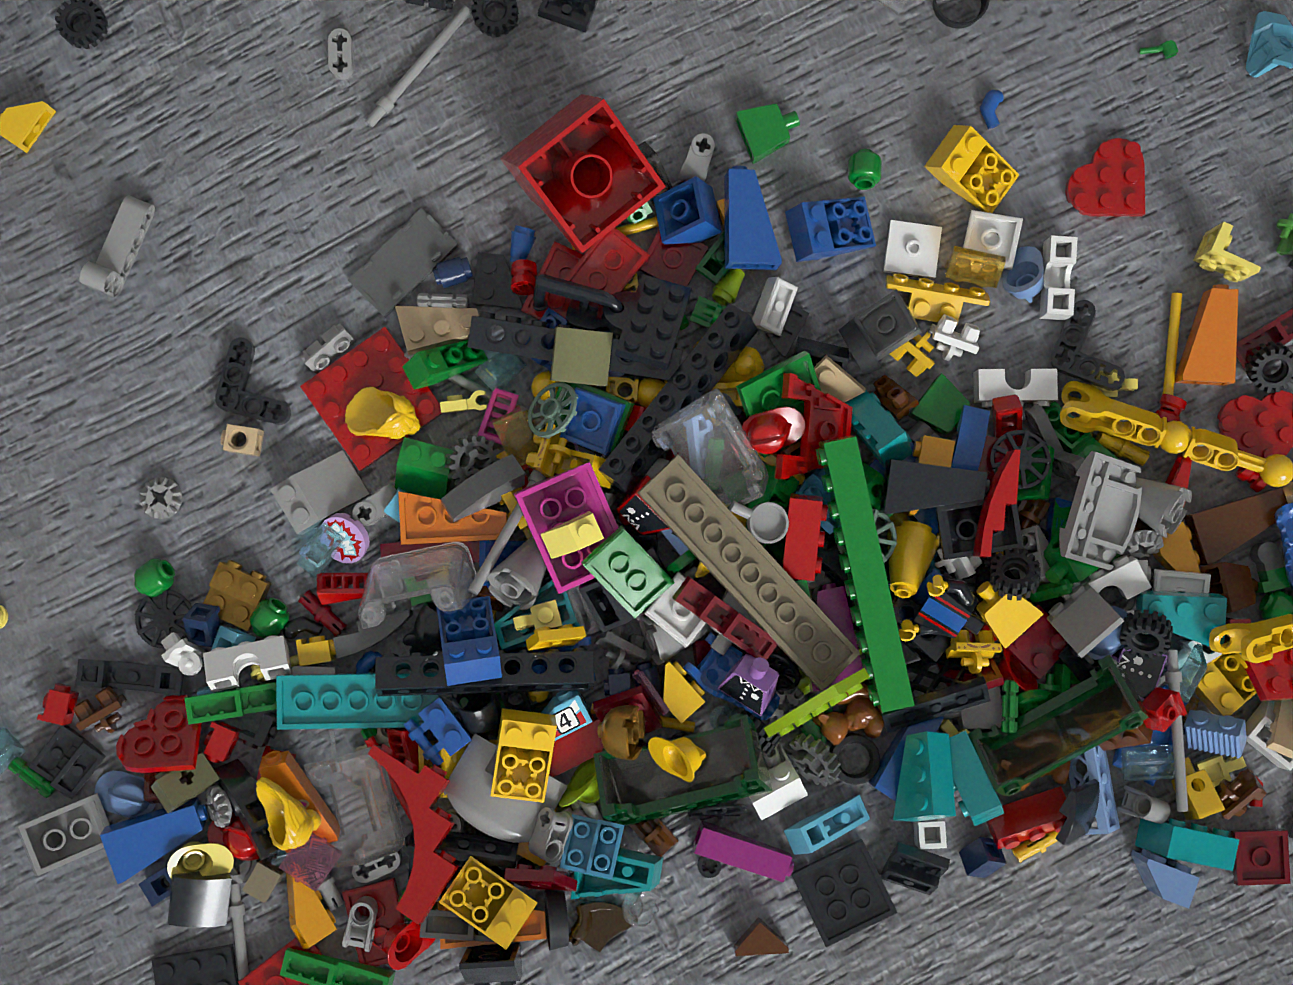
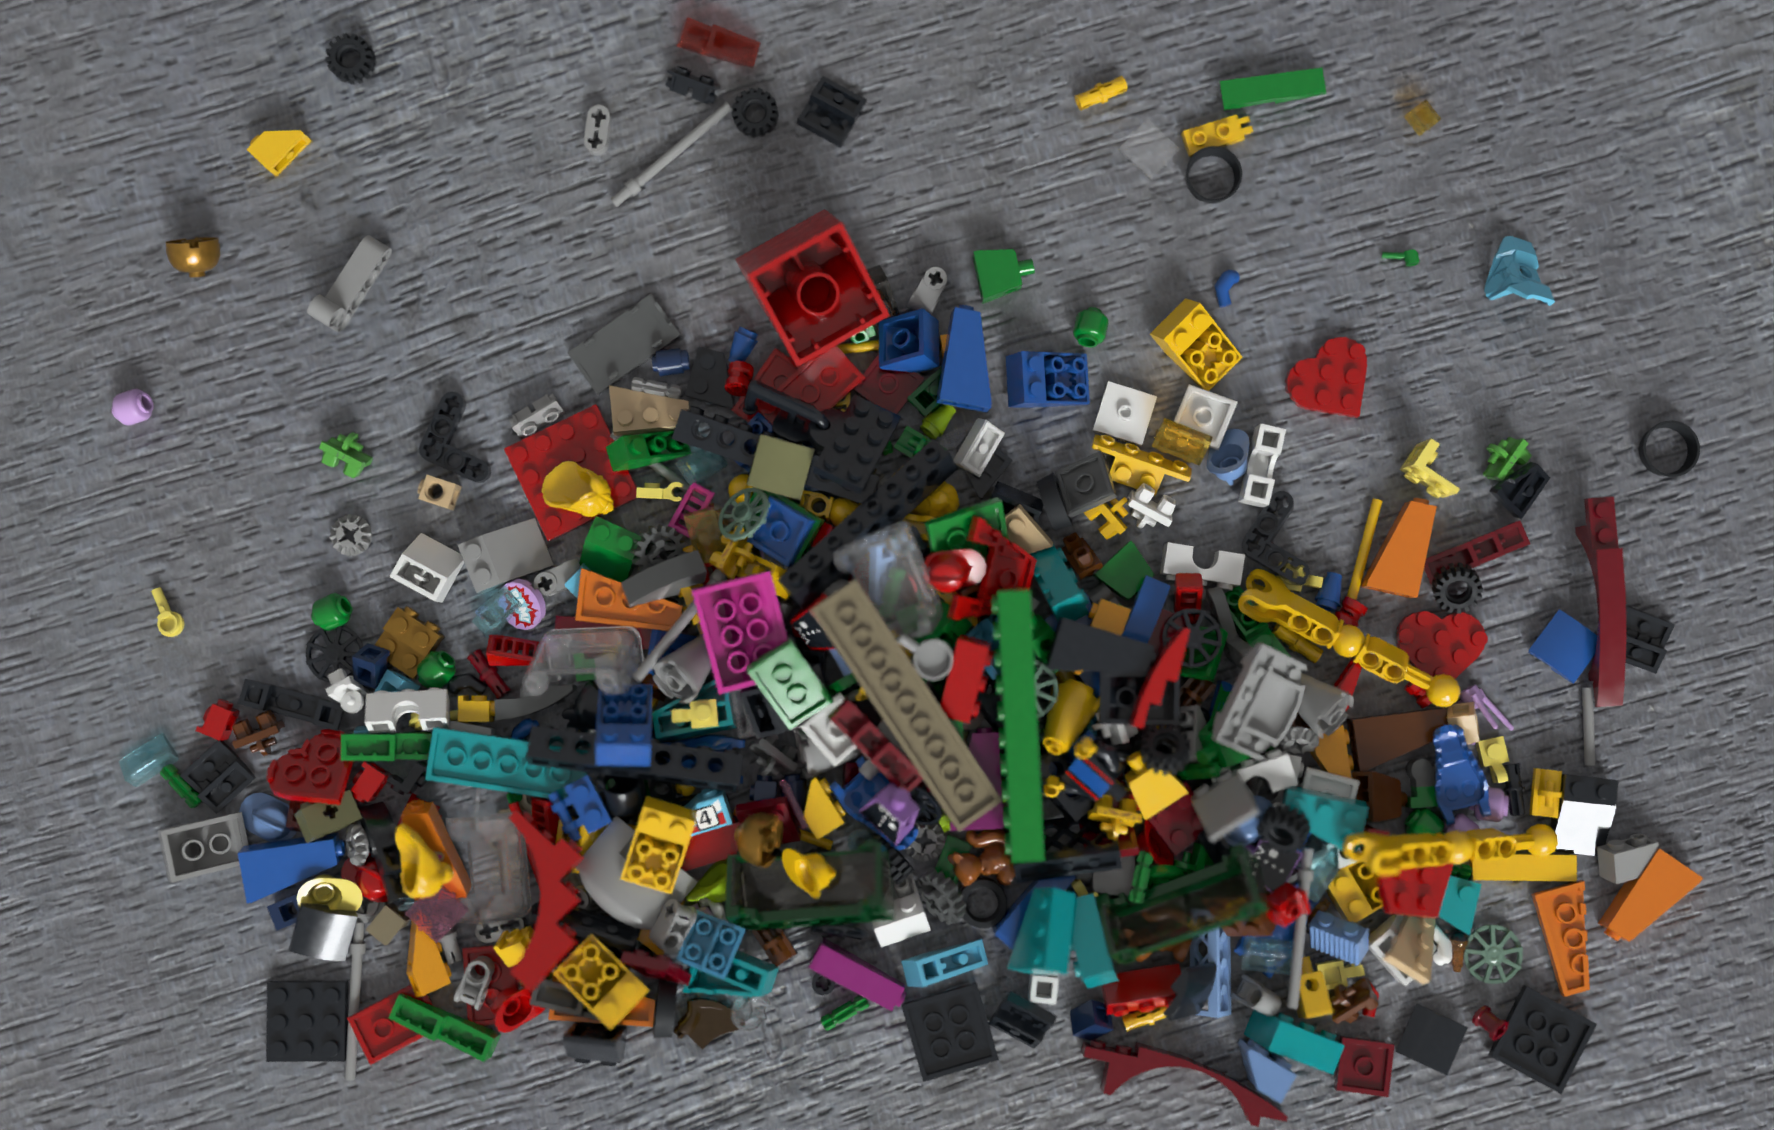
camera: 15 degrees right, 0 degrees up
(143, 413) = (347, 450): none -> bright green hips
(244, 517) = (428, 567): none -> white slope
(394, 880) = (513, 944): none -> yellow brick
(562, 636) = (716, 736): yellow plate -> none
(572, 535) = (740, 640): light yellow slope -> none
(735, 891) = (844, 1012): none -> green axle
(760, 940) = (860, 1064): reddish brown slope -> none
(818, 704) = (952, 843): lime plate -> none
(1023, 896) = (1123, 1065): none -> dark red slope
(1146, 394) = (1330, 593): none -> blue cone

